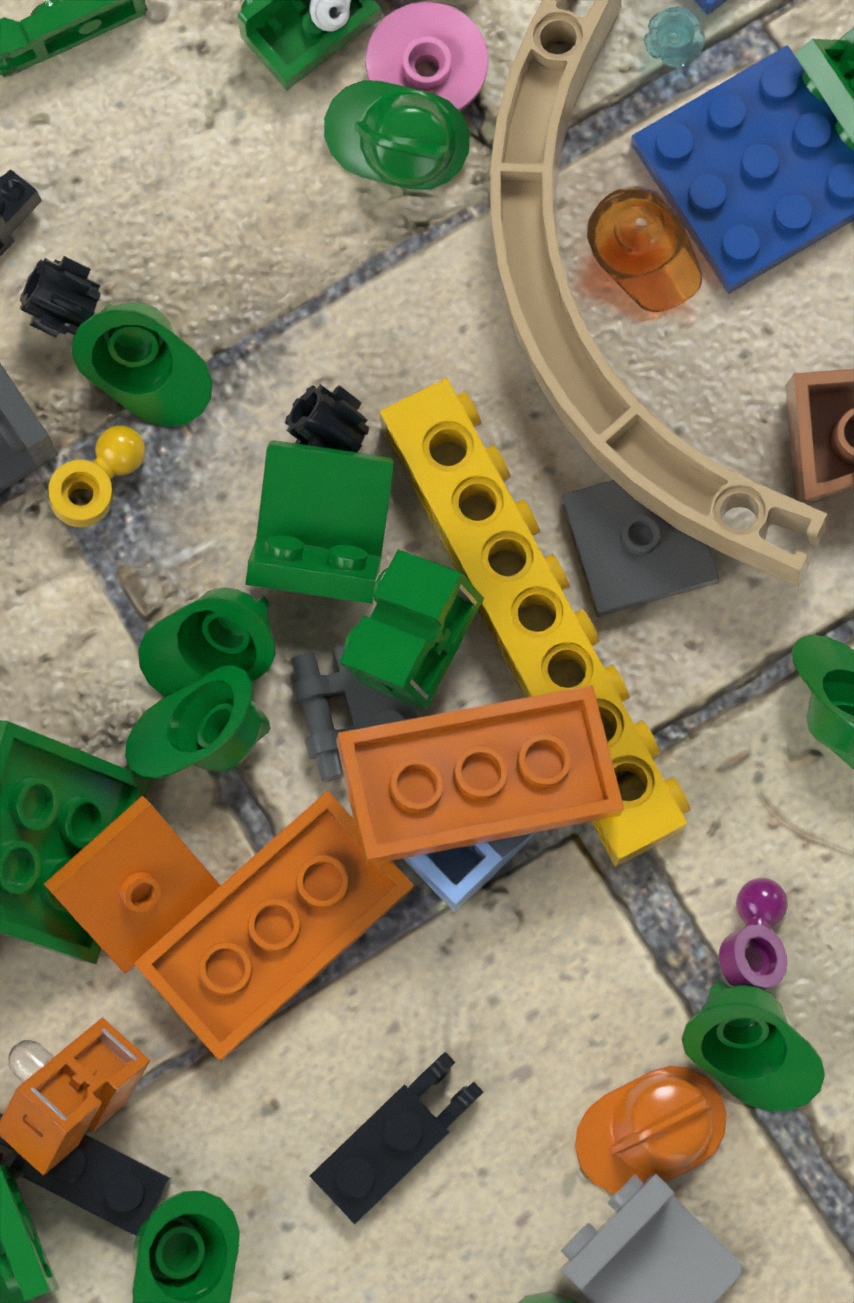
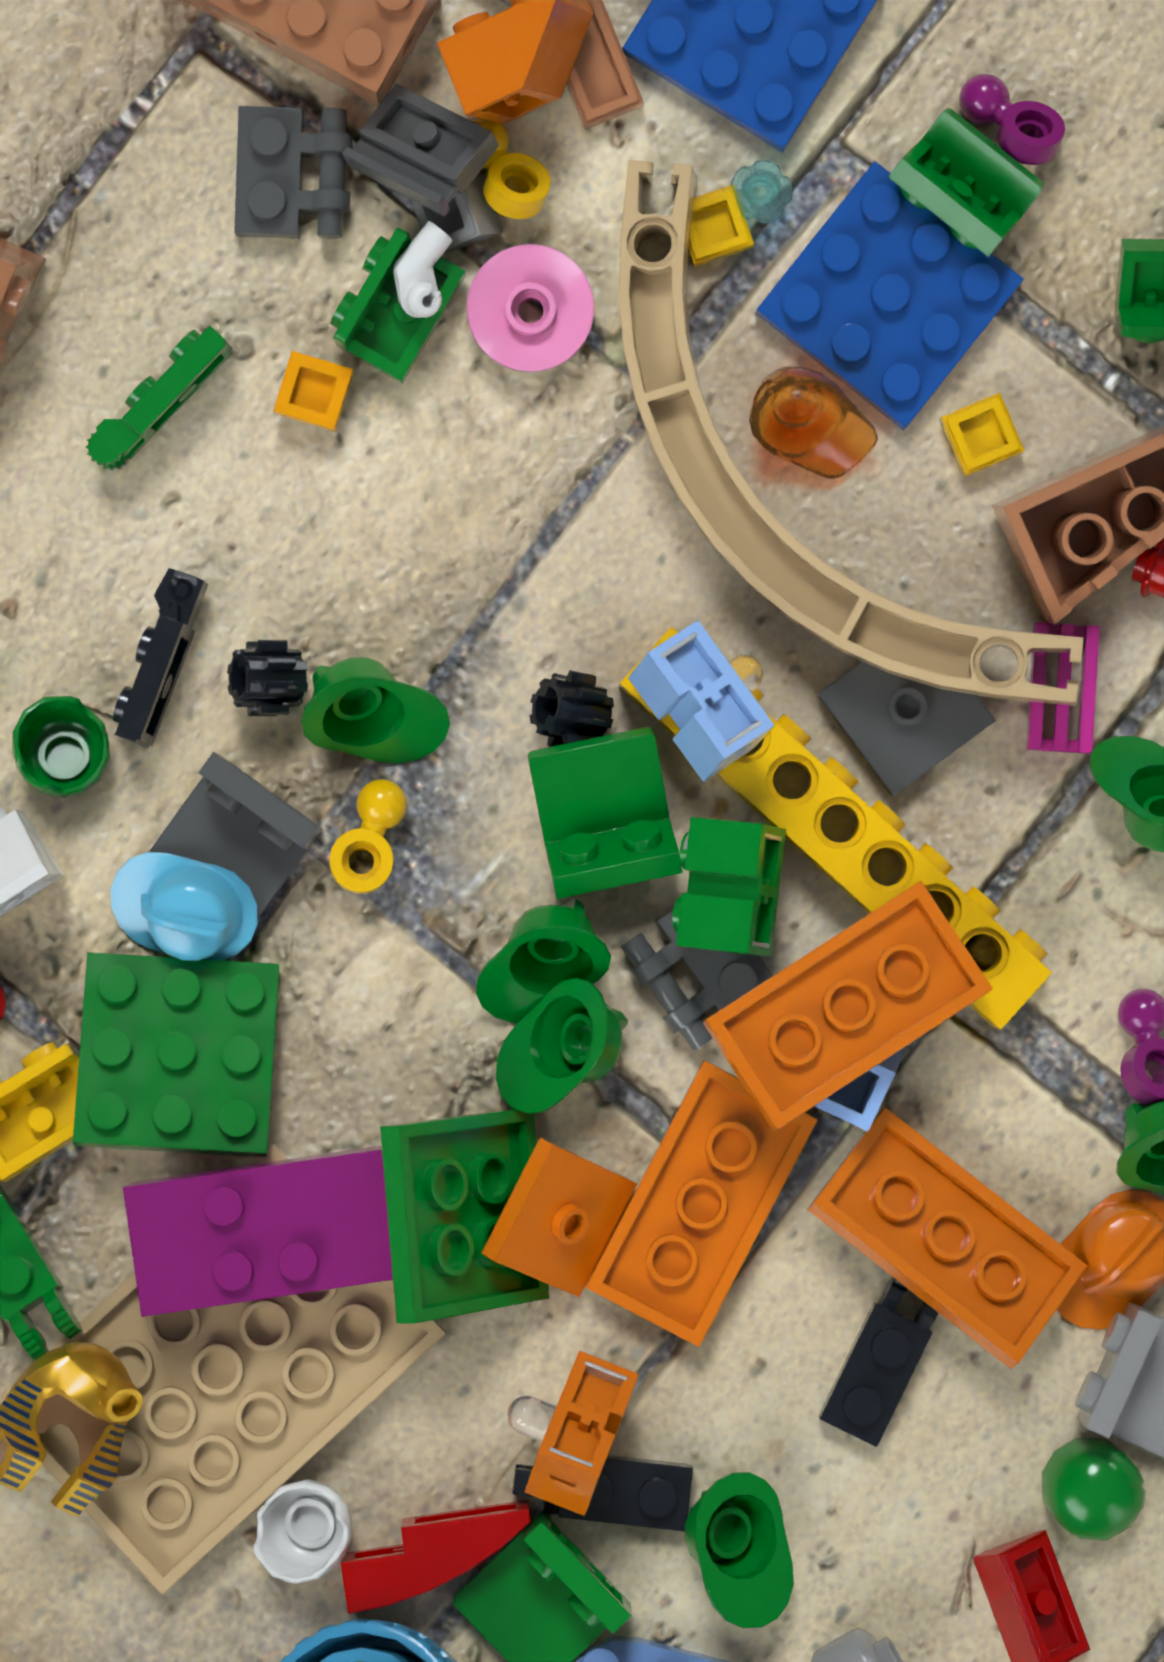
camera: 20 degrees left, 10 degrees up
(203, 66) = (313, 391): none -> light orange plate
(396, 134) = (528, 393): green piece -> none
(452, 440) = (704, 697): none -> light blue piece
(496, 1043) = (947, 1238): none -> orange plate
(623, 56) = (717, 227): none -> yellow tile
(771, 623) = (1087, 692): none -> dark pink tile
(799, 320) = (982, 434): none -> yellow tile

